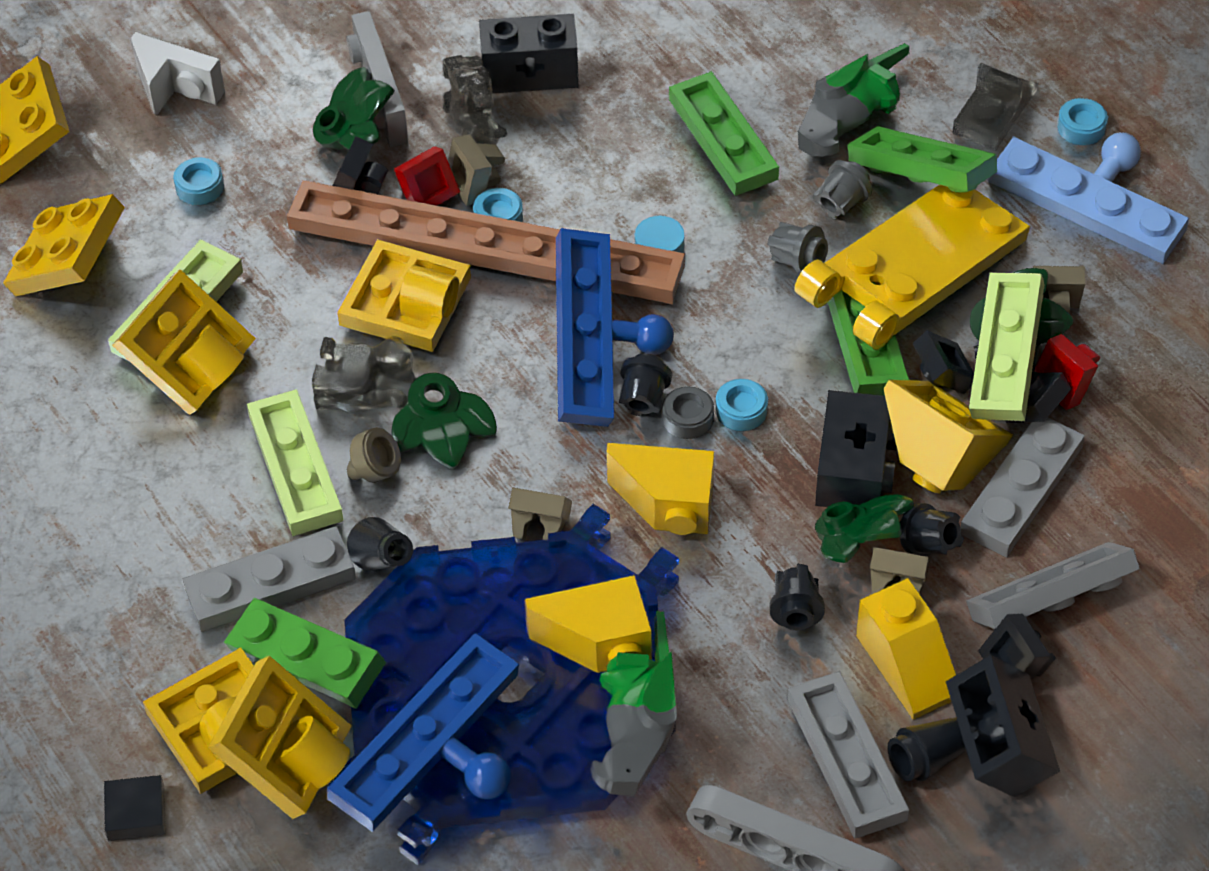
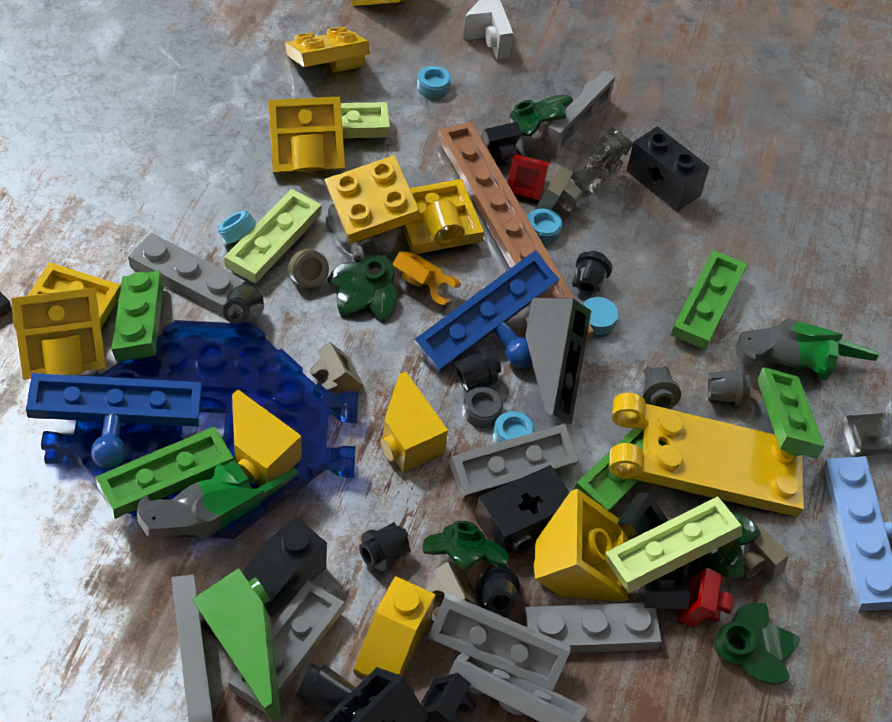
camera: 45 degrees right, 0 degrees up
(251, 489) = (236, 226): none -> medium azure tile
(350, 331) = (372, 199): none -> yellow plate
(468, 356) = (420, 271): none -> light orange plate
(560, 736) = (163, 471): none -> bright green plate
(604, 207) = (591, 272): none -> black hose
(681, 288) = (557, 347): none -> slope
(761, 725) = (285, 564): none -> black slope
(784, 425) = (512, 459): none -> light grey plate
(825, 771) = (244, 629): none -> bright green slope
(991, 563) = (499, 642): none -> light grey plate
(1144, 361) = (762, 644): none -> dark green plate

